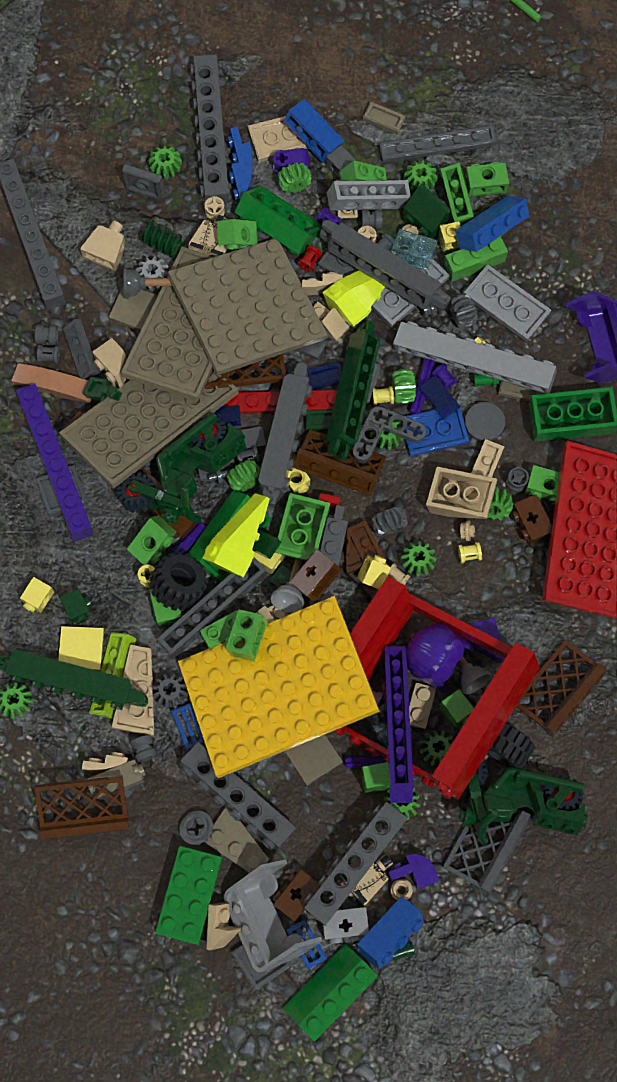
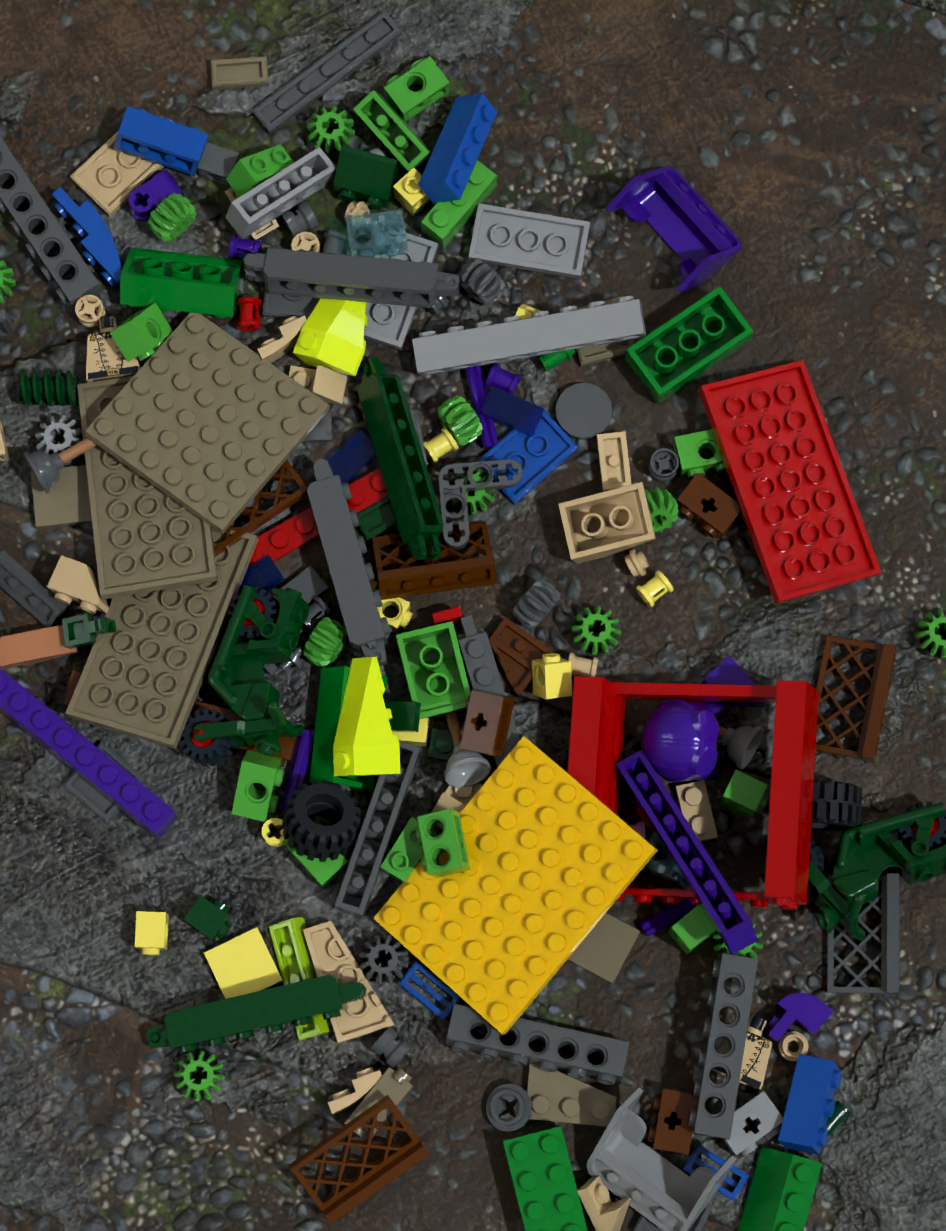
camera: 25 degrees left, 5 degrees up
(433, 741) = (736, 846): bright green gear -> none

